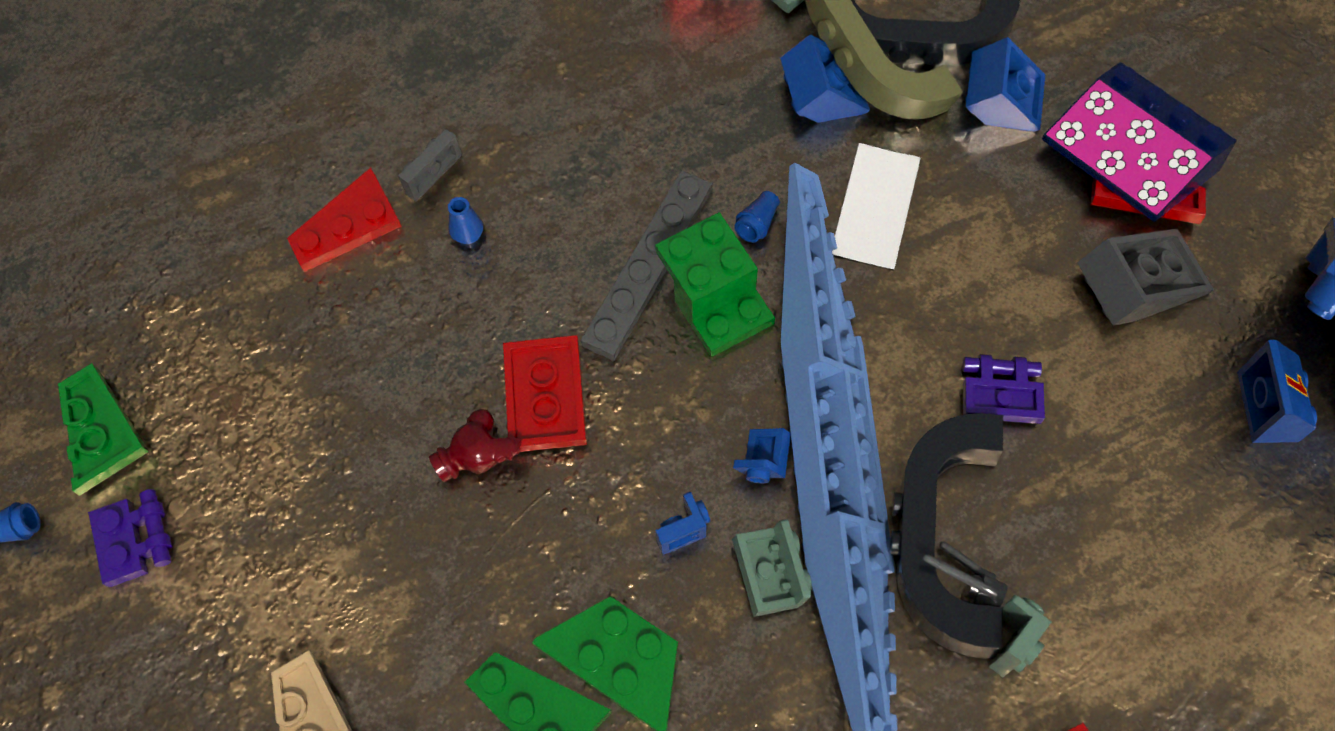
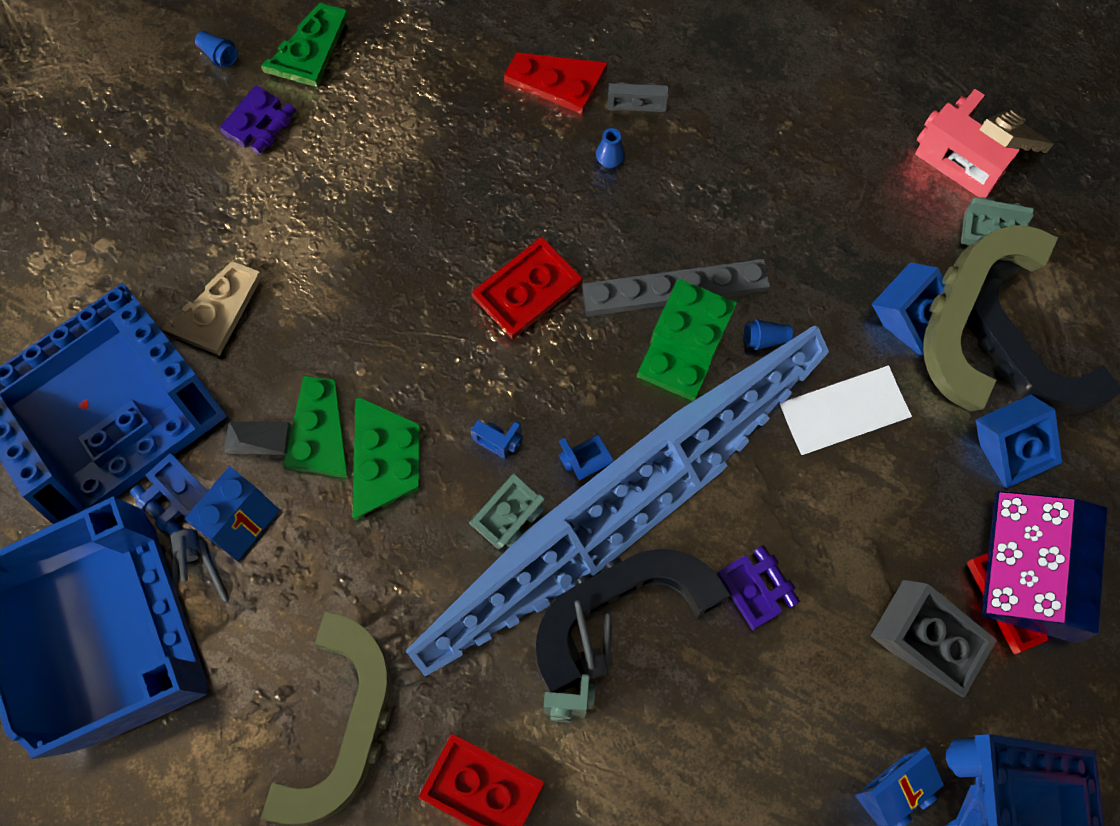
camera: 50 degrees right, 5 degrees up
(474, 448) = (455, 271): dark red animal -> none

